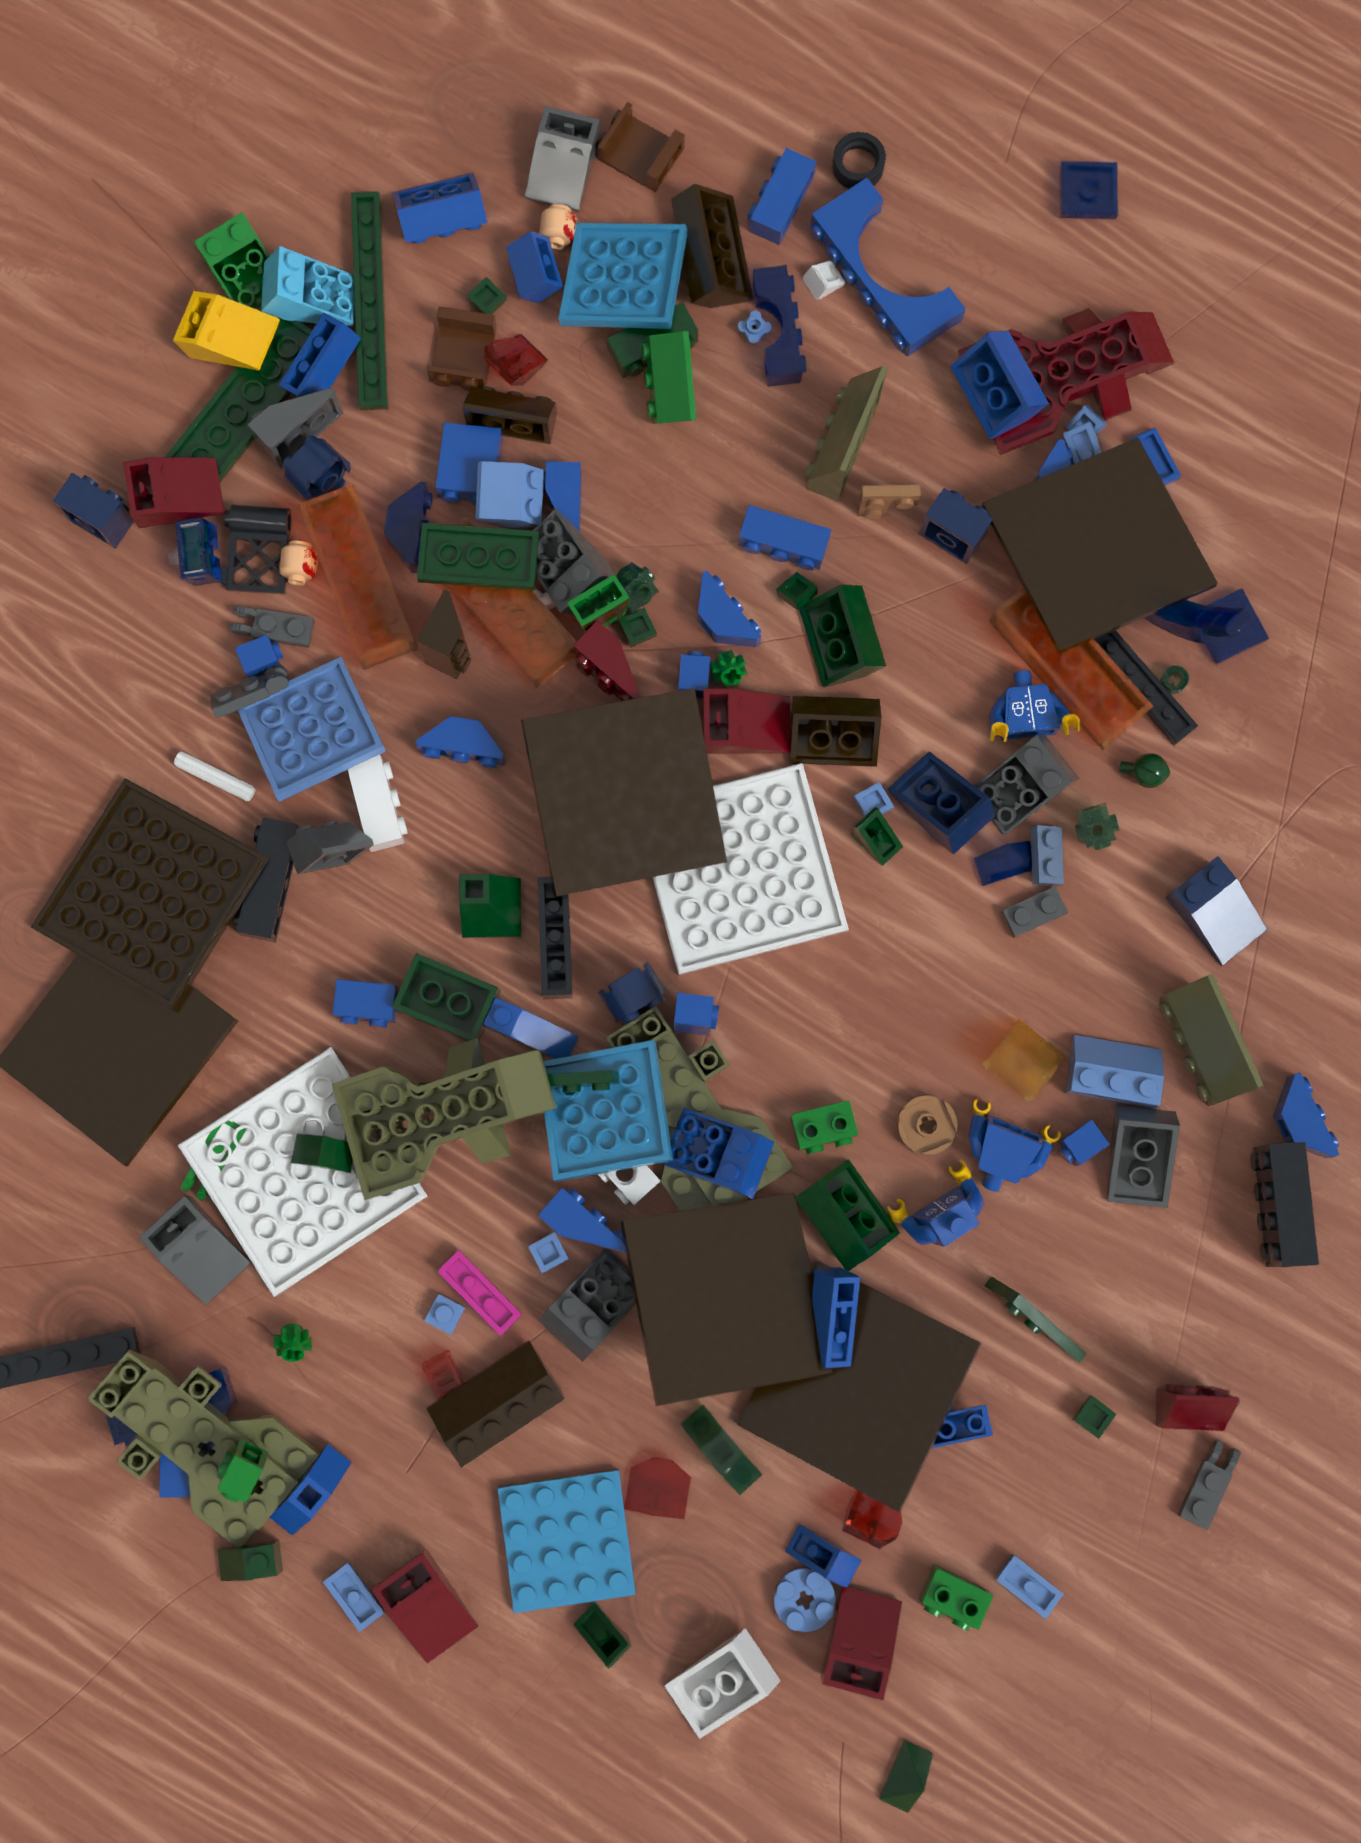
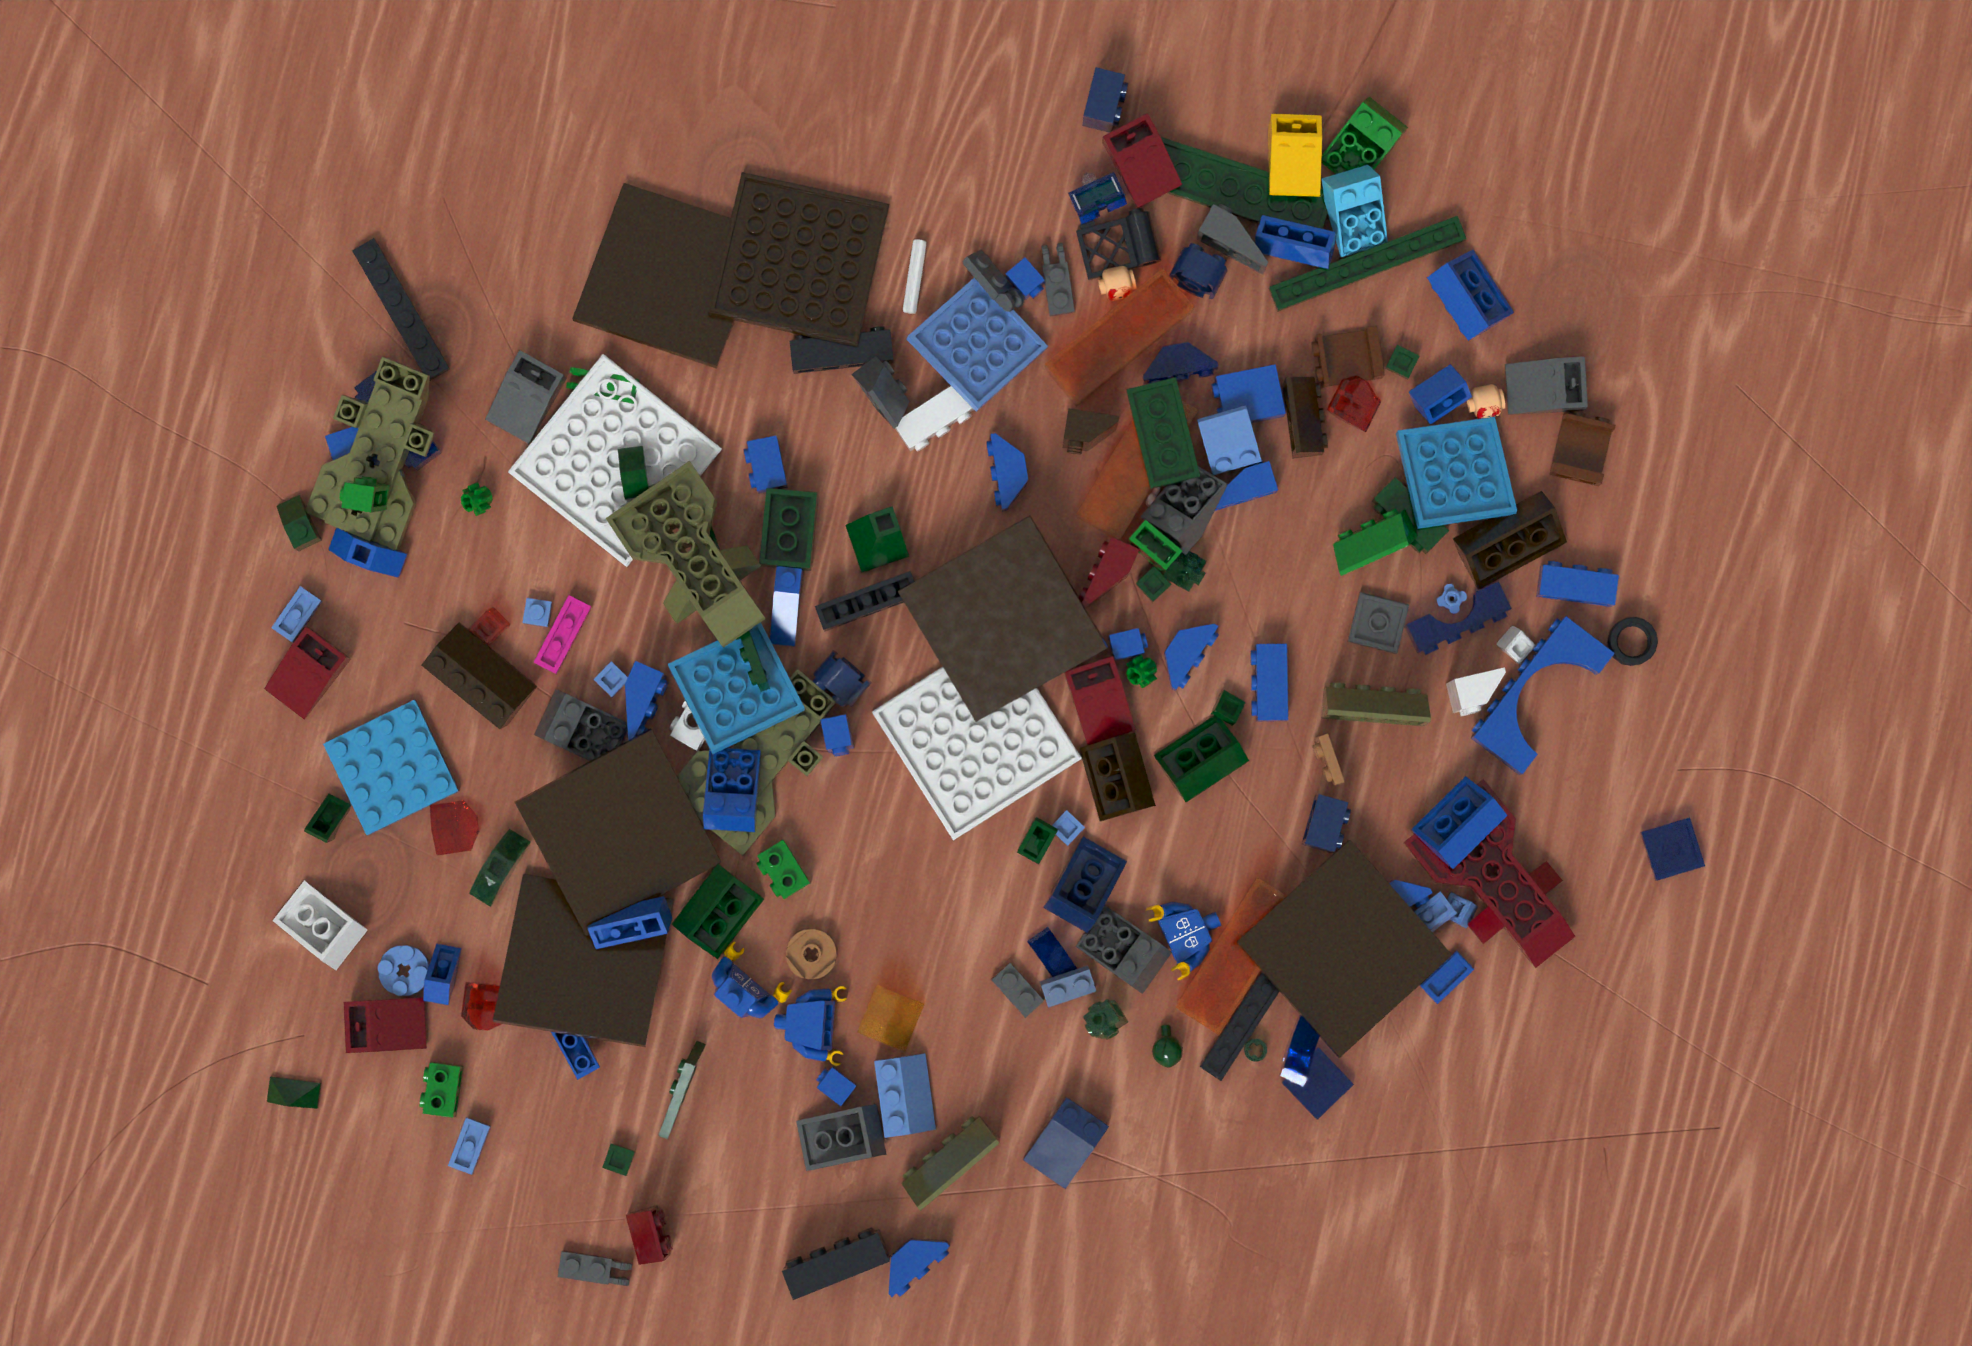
camera: 75 degrees right, 5 degrees up
(755, 410) = (1378, 623): none -> dark grey tile
(864, 325) = (1473, 691): none -> white slope

